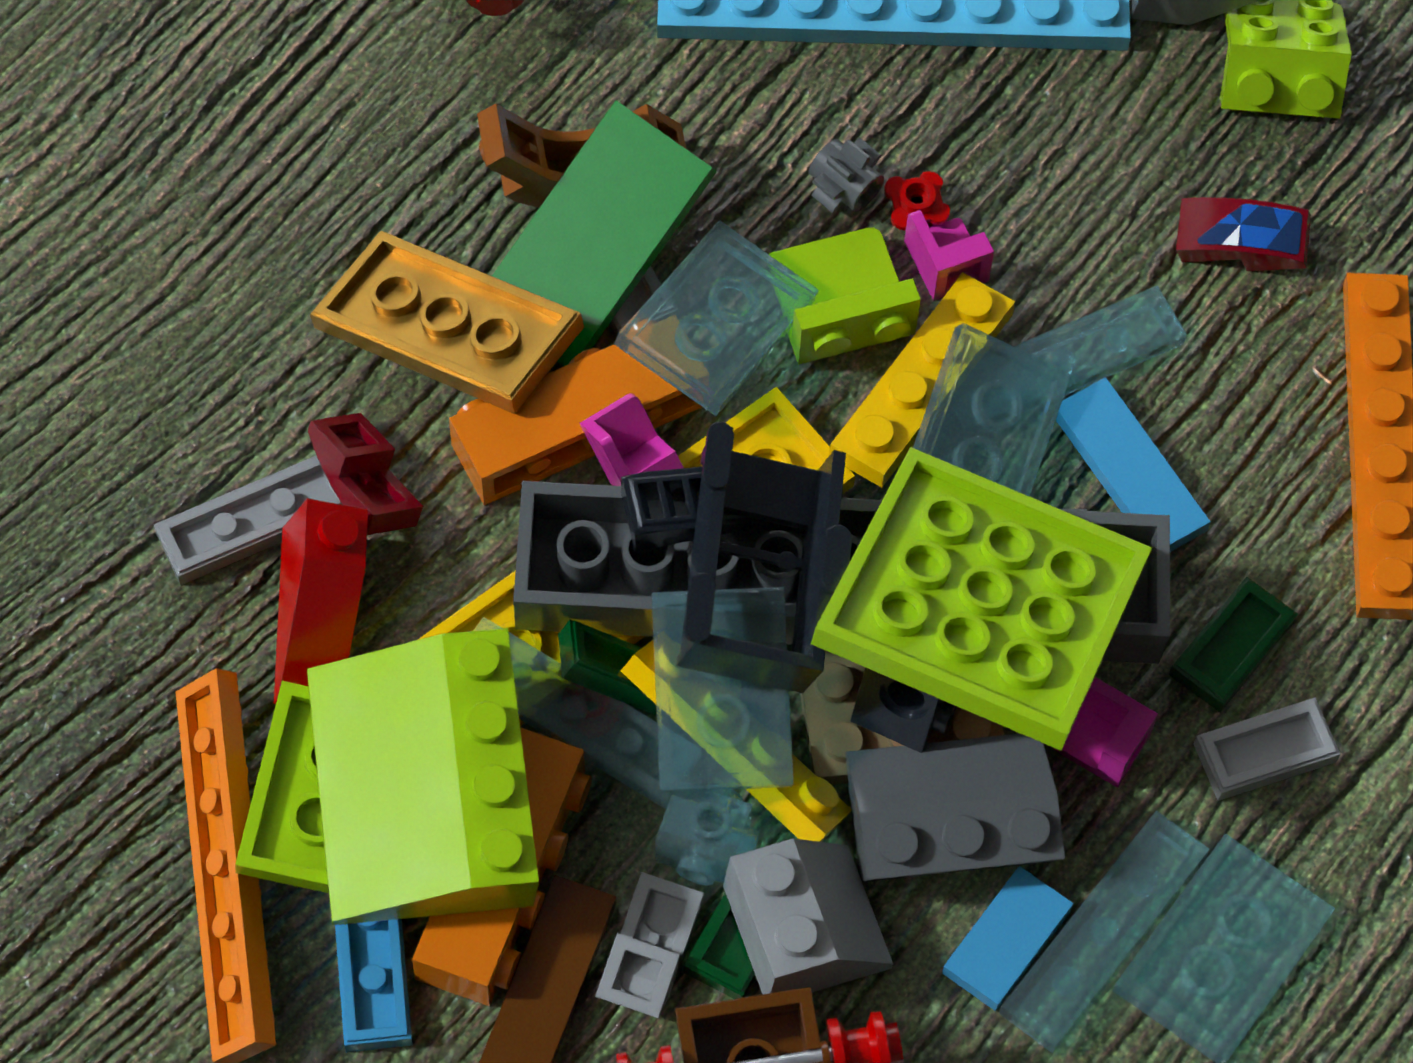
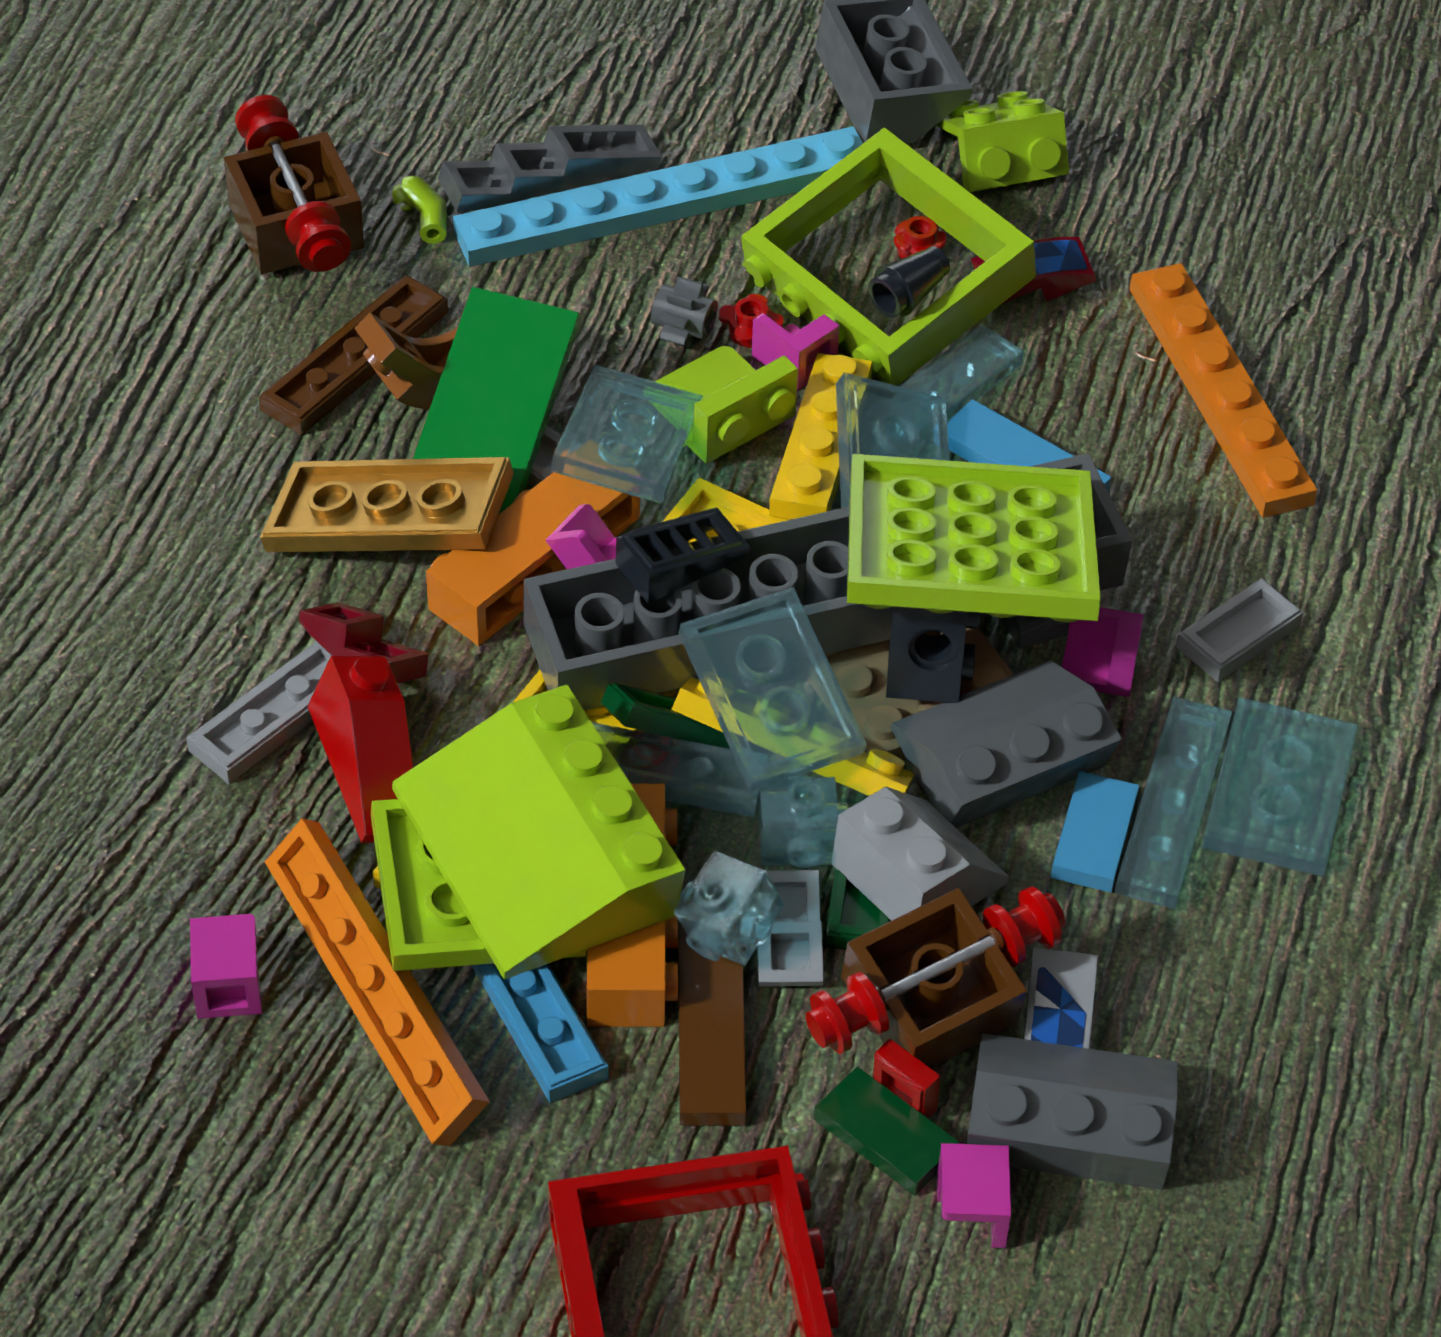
camera: 20 degrees left, 15 degrees down
(86, 801) = (225, 966): none -> dark pink panel
(533, 91) = (339, 363): none -> reddish brown tile
(582, 920) = (728, 909): none -> clear light blue brick
(776, 495) = (819, 555): black piece -> none
(1081, 228) = (906, 282): none -> black cone
(1125, 270) = (884, 157): none -> lime window
(1138, 167) = (917, 235): none -> red plate
(1233, 644) = (1173, 563): dark green tile -> none

